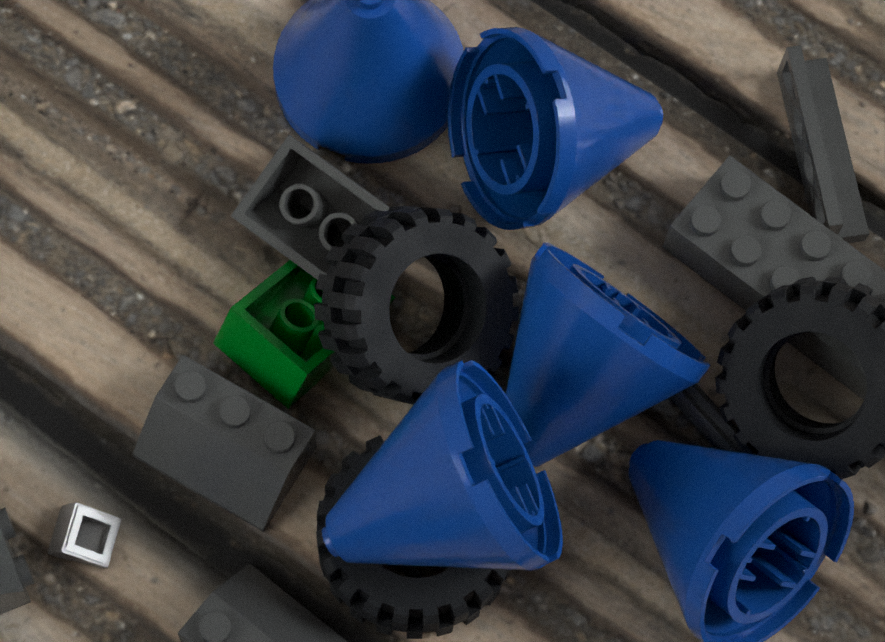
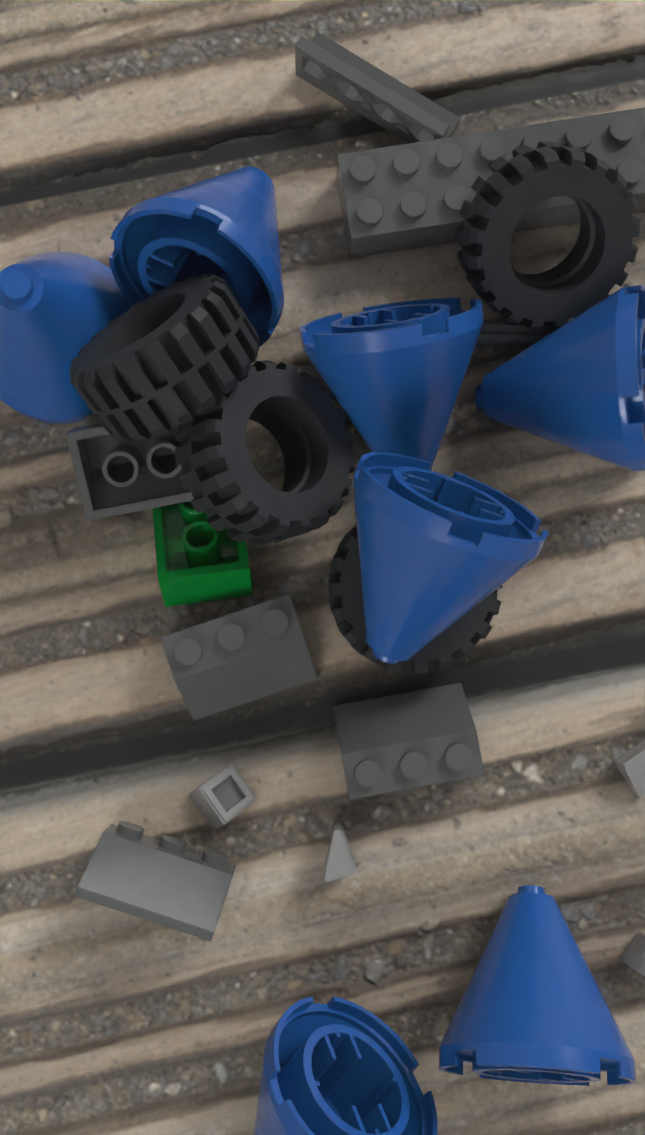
camera: 50 degrees left, 15 degrees up
(419, 152) = (166, 358): none -> black tyre

